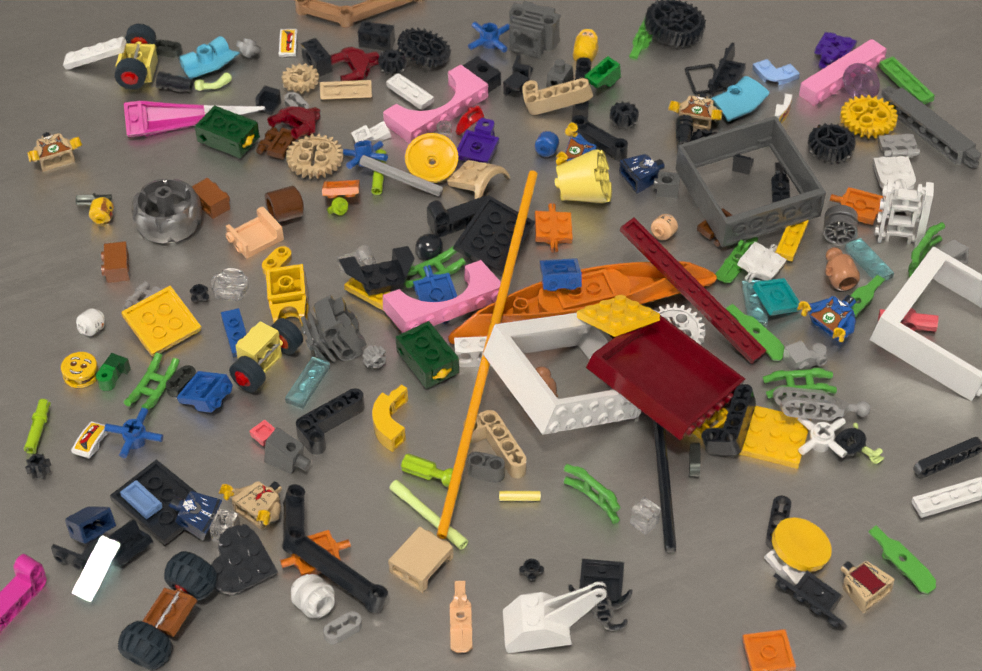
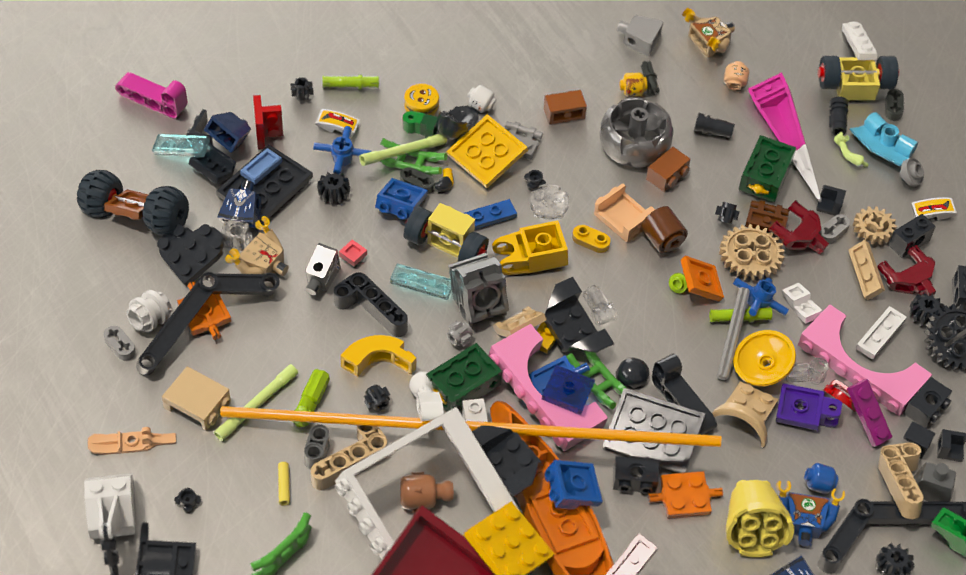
camera: 80 degrees right, 5 degrees up
(38, 198) = (641, 33): none -> light grey torso
(82, 492) = (267, 121): none -> red bracket
(109, 140) = (736, 75): none -> light nougat head
(119, 341) = (456, 121): none -> black hair
(155, 399) = (376, 156): none -> yellowish green piece
(164, 164) = (714, 126): none -> black axle
(178, 444) = (333, 187): none -> black gear
(187, 357) = (445, 182): none -> black arm
(269, 165) = (727, 212): none -> black gear
(374, 309) = (519, 321): none -> tan plate
(437, 419) = (377, 397): none -> black gear
(454, 278) = (568, 389): none -> clear blue plate
(460, 371) = (428, 402): none -> white beam
(492, 103) = (869, 412): none -> magenta plate
(533, 251) = (644, 468): none -> black brick
(537, 305) = (509, 456): none -> black piece

